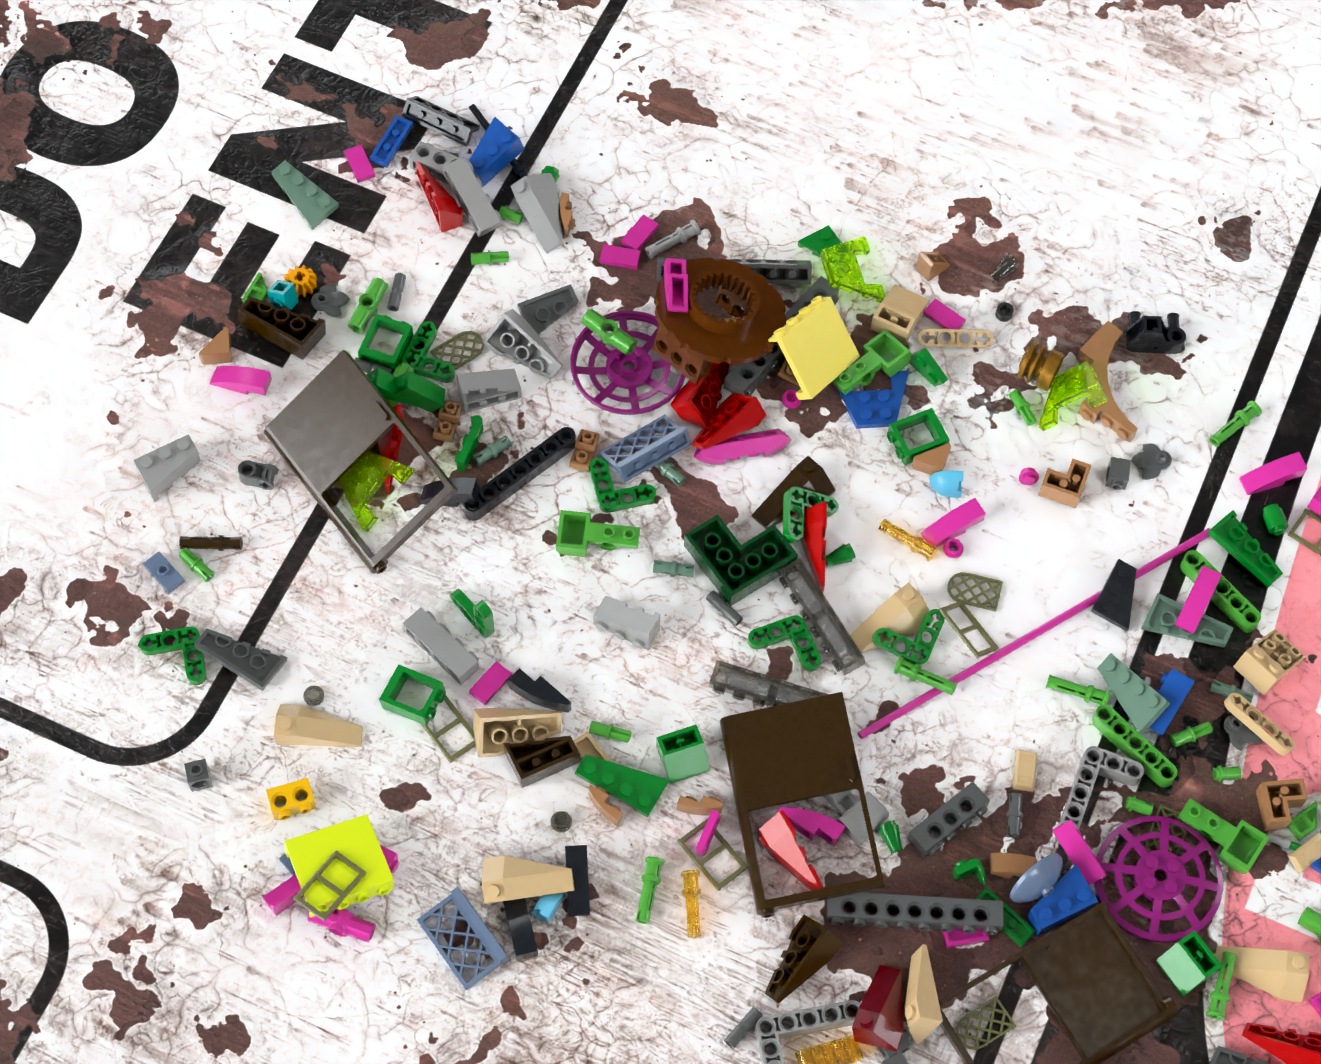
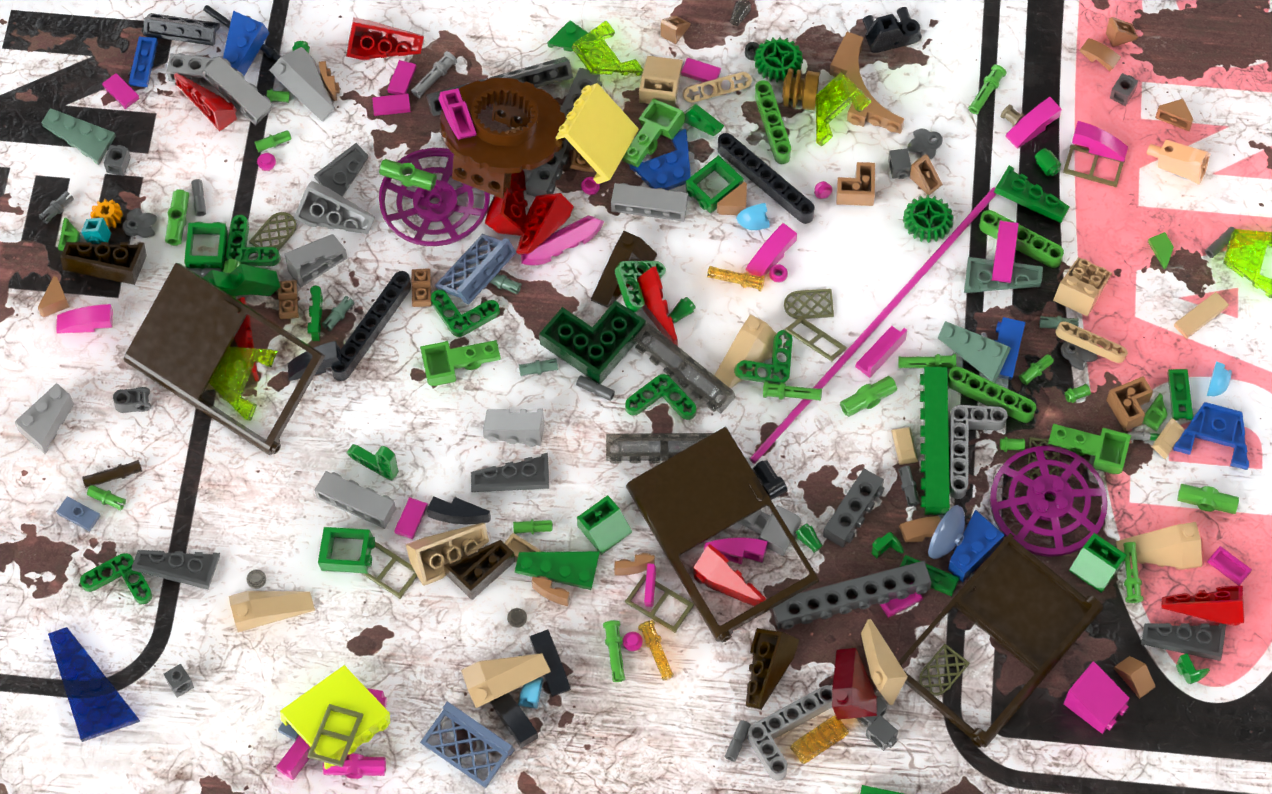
camera: 15 degrees left, 0 degrees up
(108, 762) = (91, 696): none -> clear blue wing
(255, 259) = (56, 207): none -> dark grey pin
(289, 793) = (266, 670): yellow brick -> none
(328, 236) = (117, 166): none -> dark grey brick
(476, 276) = (266, 161): none -> dark pink plate
(617, 675) = (523, 475): none -> dark grey wing
(630, 189) = (378, 40): none -> red wedge
(670, 885) = (632, 641): none -> dark pink plate
(845, 434) = (649, 202): none -> light grey brick
(871, 767) = (773, 484): none -> black piece
(973, 454) = (768, 185): none -> black beam
(1003, 383) = (772, 129): none -> bright green beam
(1003, 706) = (868, 396): none -> bright green piece
(1022, 407) = (797, 130): bright green axle -> none
(1029, 320) = (782, 54): none -> green gear
(1033, 663) = (881, 351): none -> dark pink panel
(1058, 777) = (936, 441): none -> green brick
(1079, 851) = (974, 498): dark pink tile -> none
(1116, 541) = (937, 213): none -> green gear
(1117, 595) = (934, 270): black wing -> none
(1140, 493) = (925, 175): none -> medium nougat slope
(1252, 458) = (1011, 115): none -> dark tan bush

